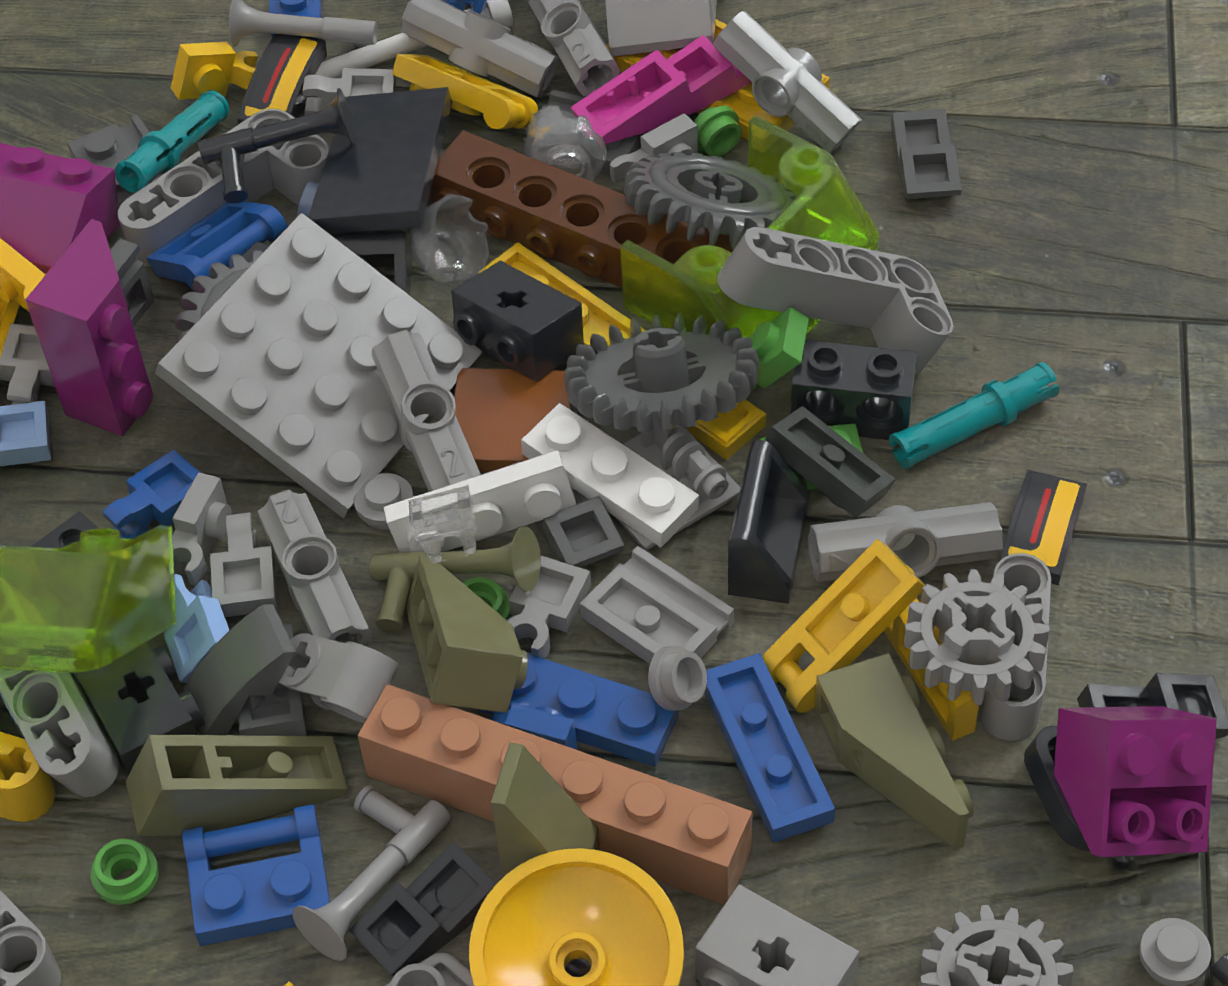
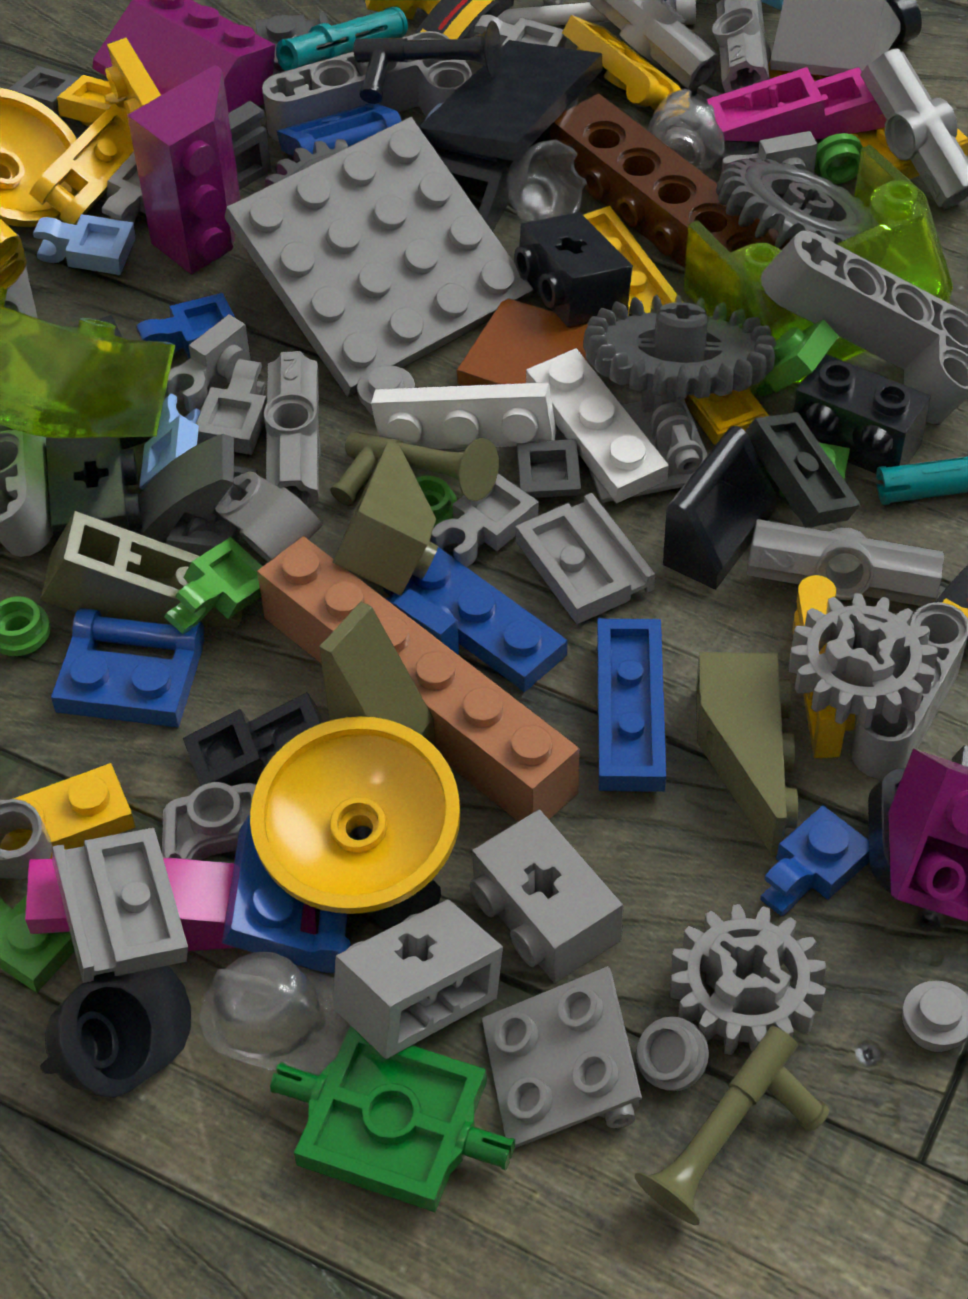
camera: 20 degrees right, 0 degrees up
(321, 755) = (217, 579): none -> bright green plate
(328, 924) = (277, 676): light grey piece -> none
(415, 391) = (448, 300): light grey piece -> none
(443, 516) = (417, 408): clear tile -> none
(676, 678) = (570, 615): light grey plate -> none
(842, 622) = (746, 611): yellow plate -> none
(1001, 838) = (817, 856): none -> blue plate

